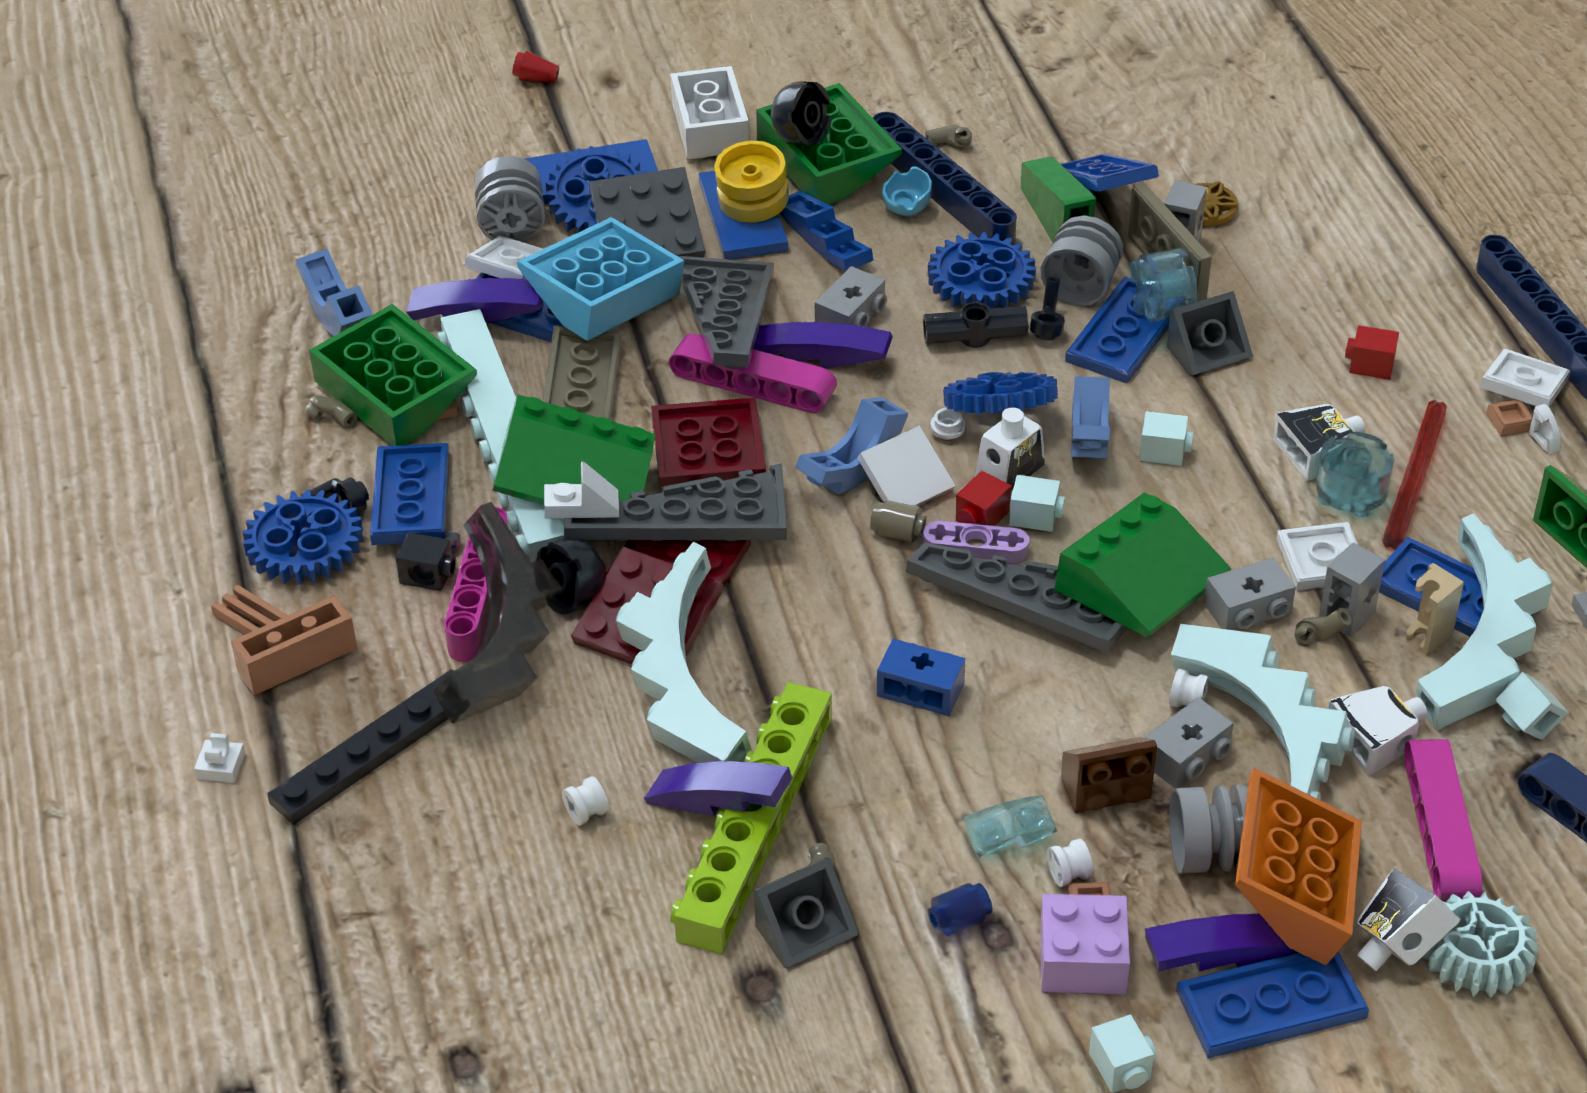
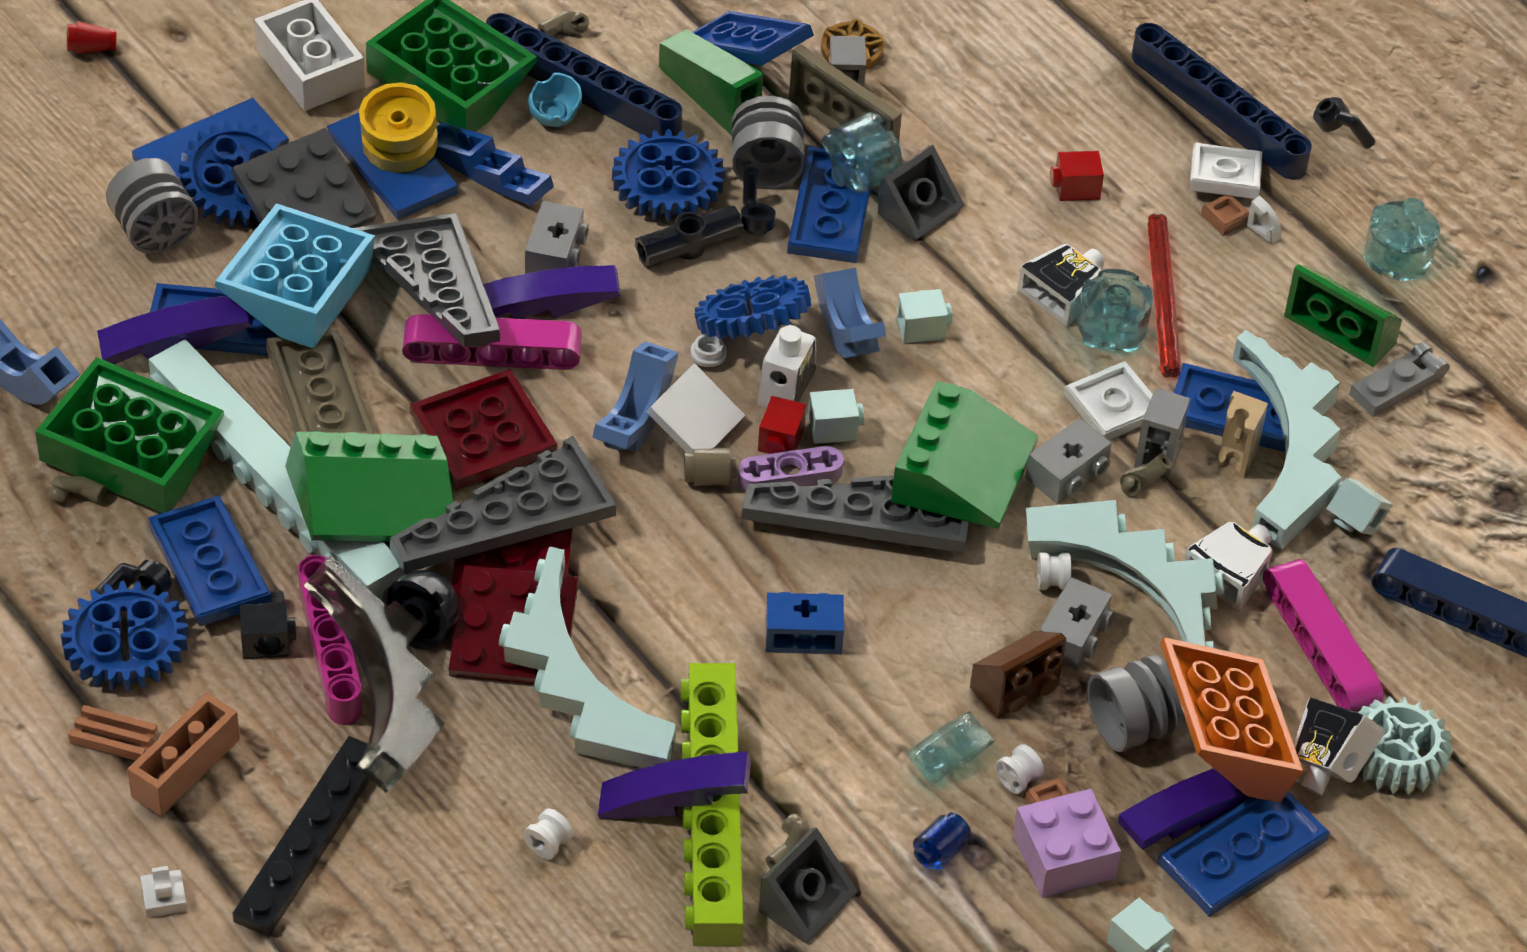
camera: 25 degrees left, 5 degrees up
(500, 257) = (180, 273): white tile -> none
(590, 499) = (411, 526): white slope -> none
(801, 113) = (423, 42): black cylinder -> none

